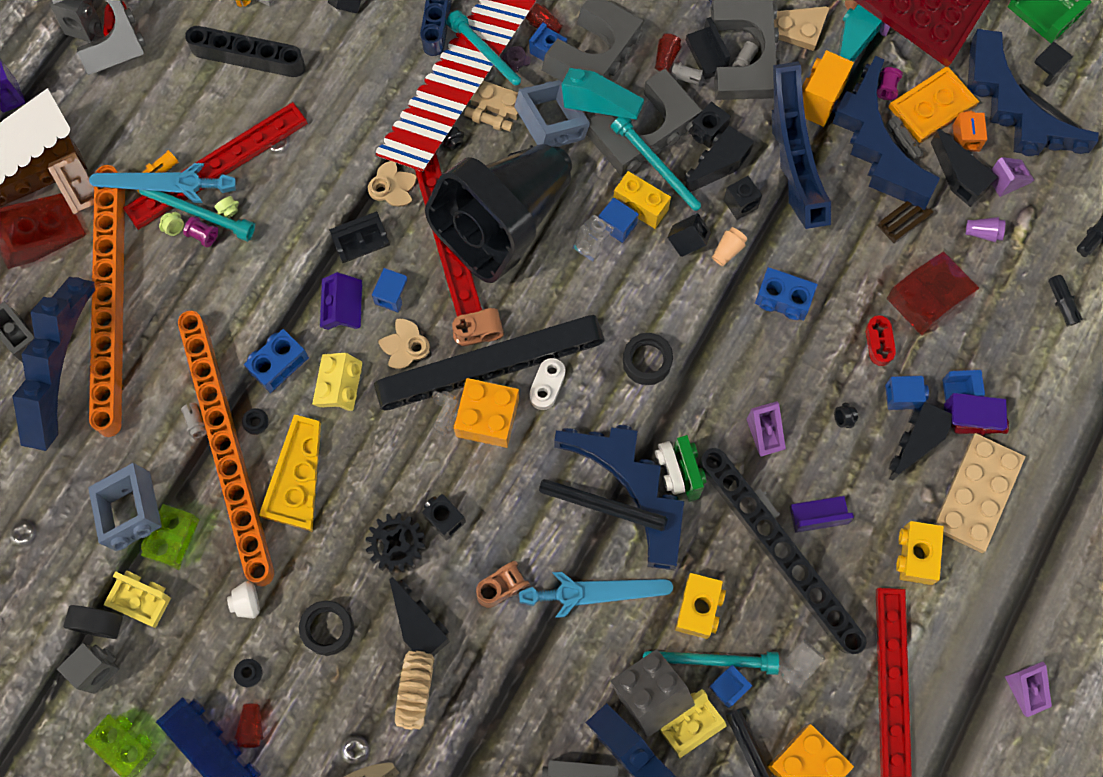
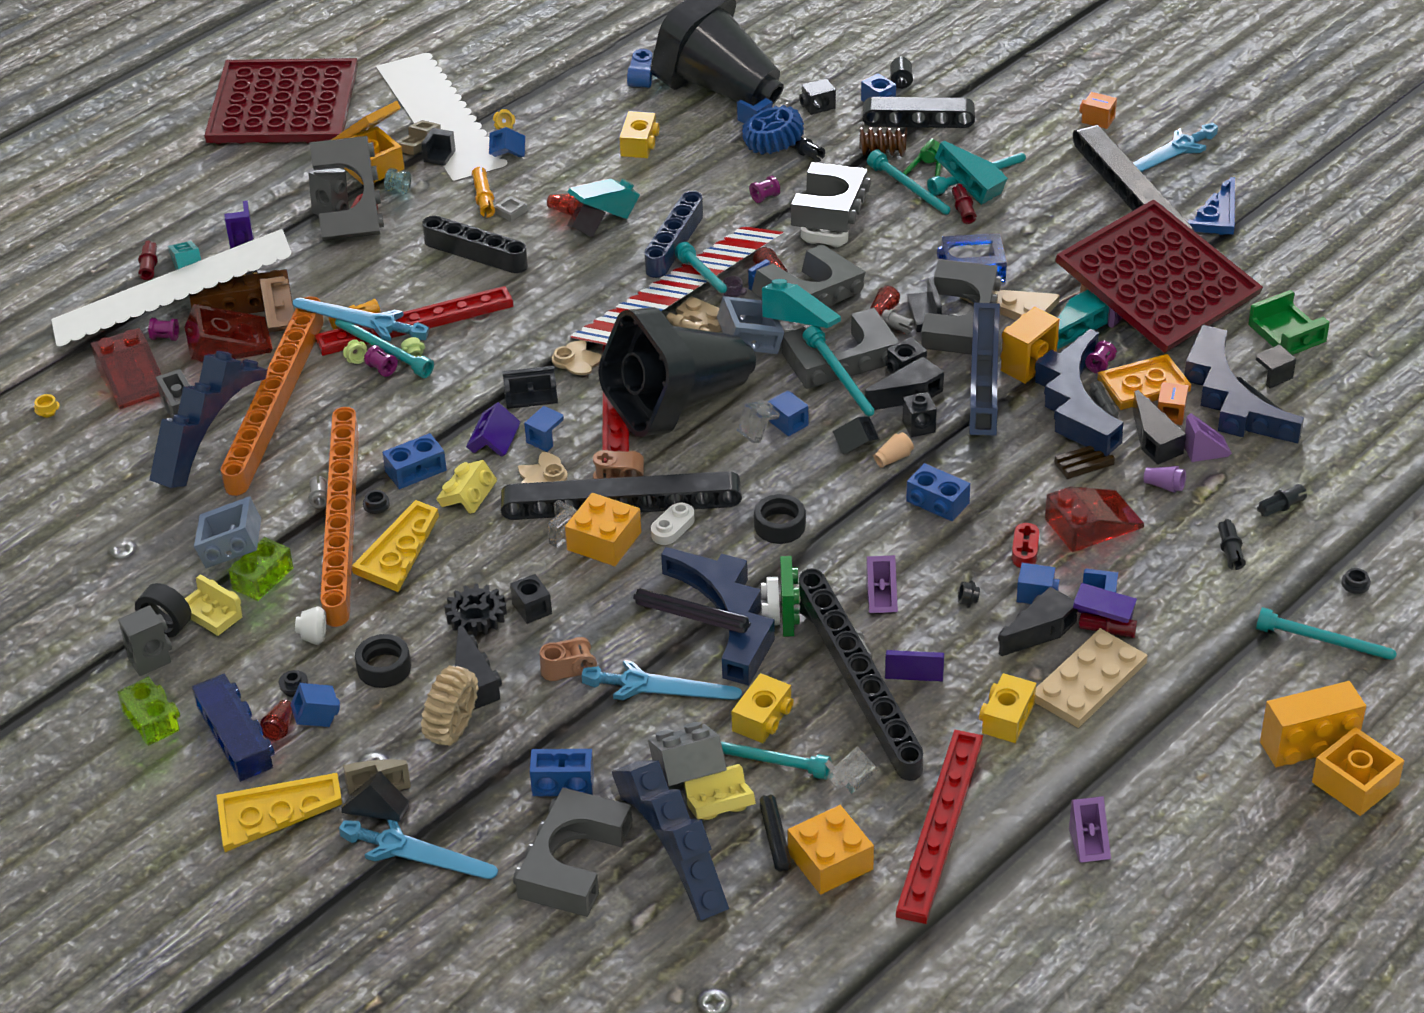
camera: 15 degrees right, 30 degrees down
(281, 705) = (315, 705): none -> blue brick
(541, 737) = (561, 769): none -> blue brick
(643, 198) = (823, 401): yellow brick -> none
(730, 686) = (774, 777): blue panel -> none

